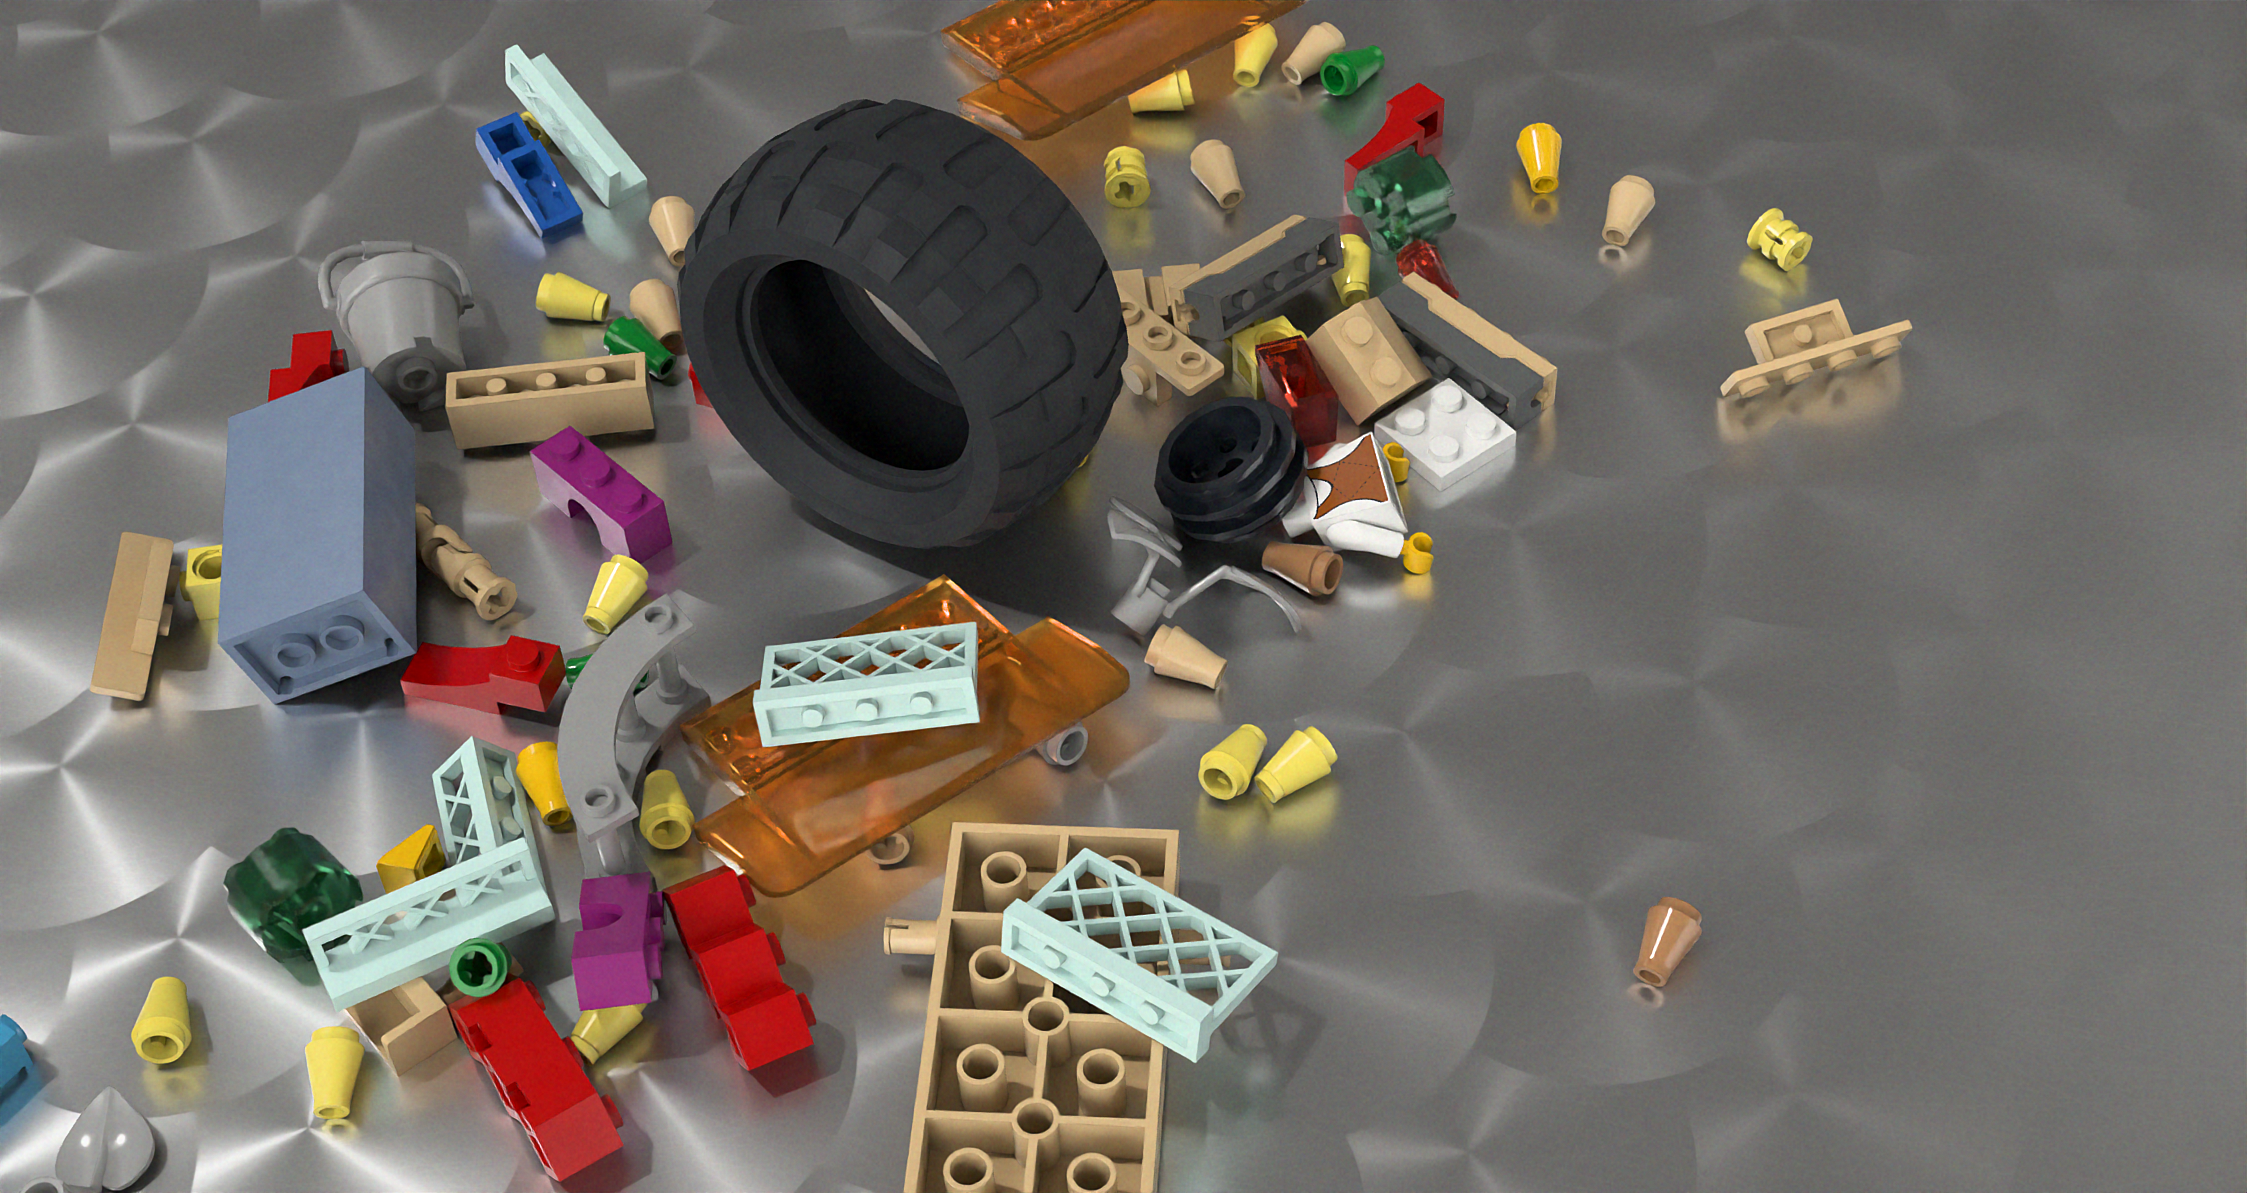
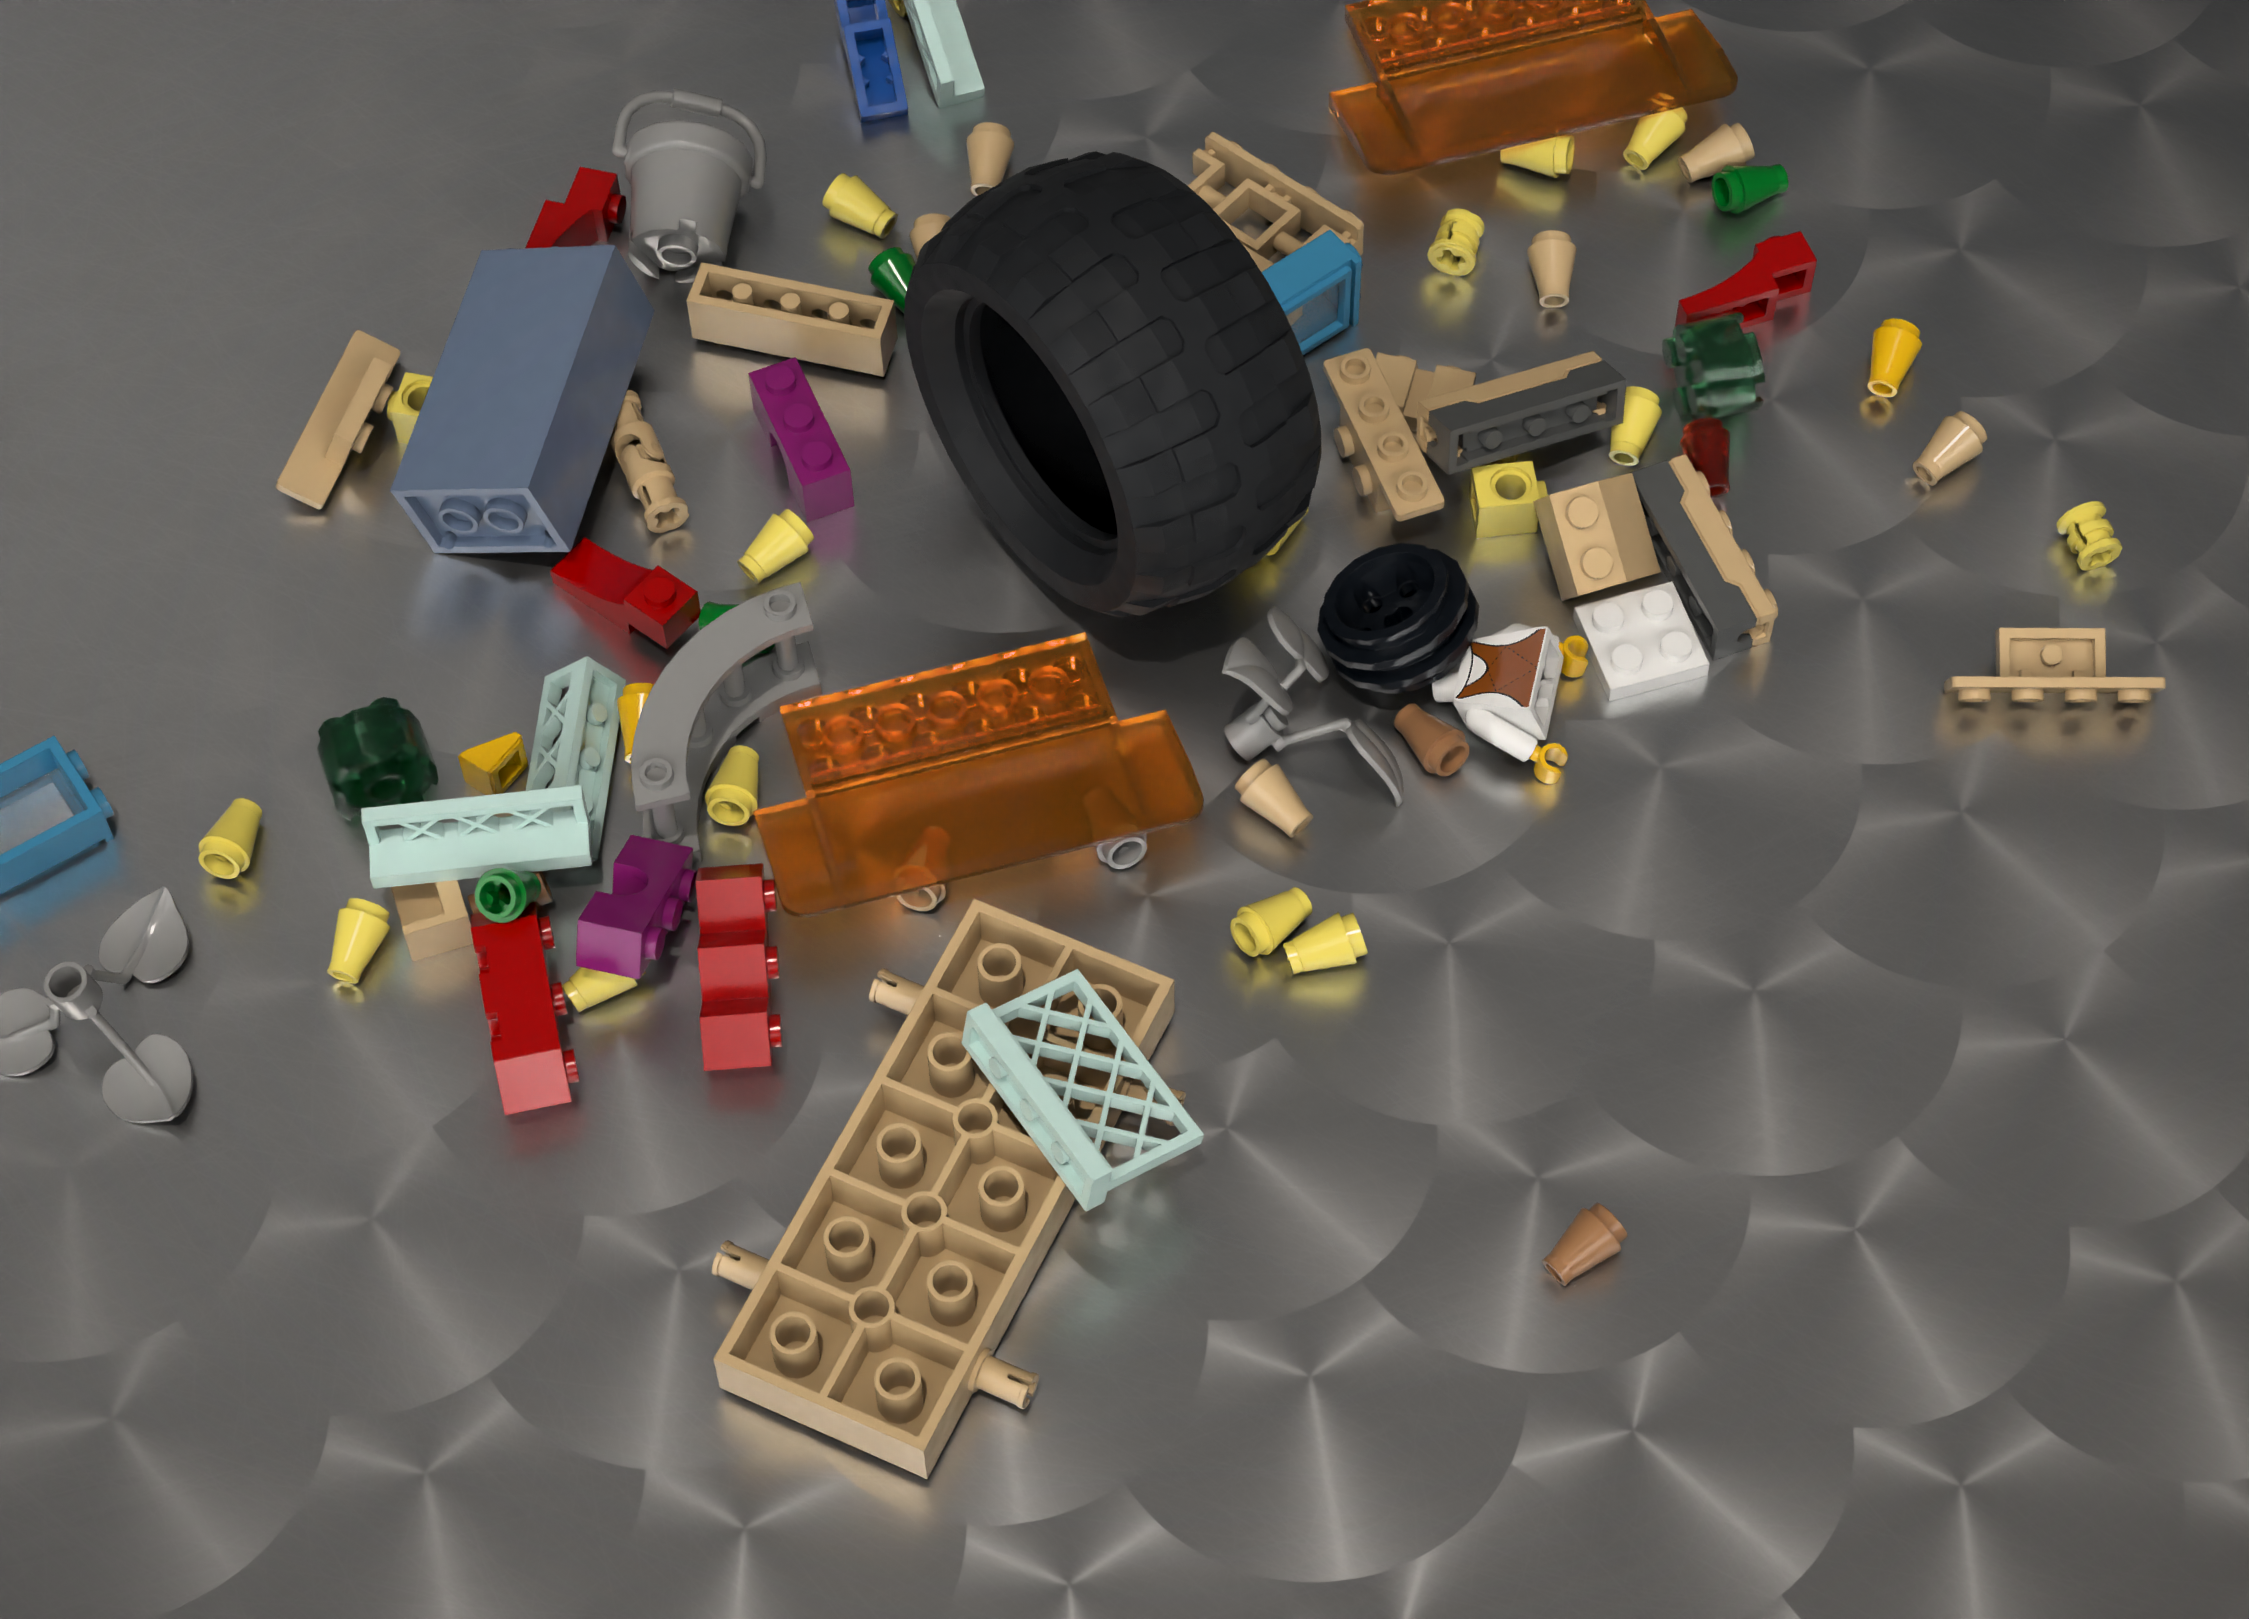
camera: 20 degrees right, 10 degrees up
(854, 704) = (958, 750): light aqua fence -> none
(1300, 388) = (1506, 551): clear red slope -> none

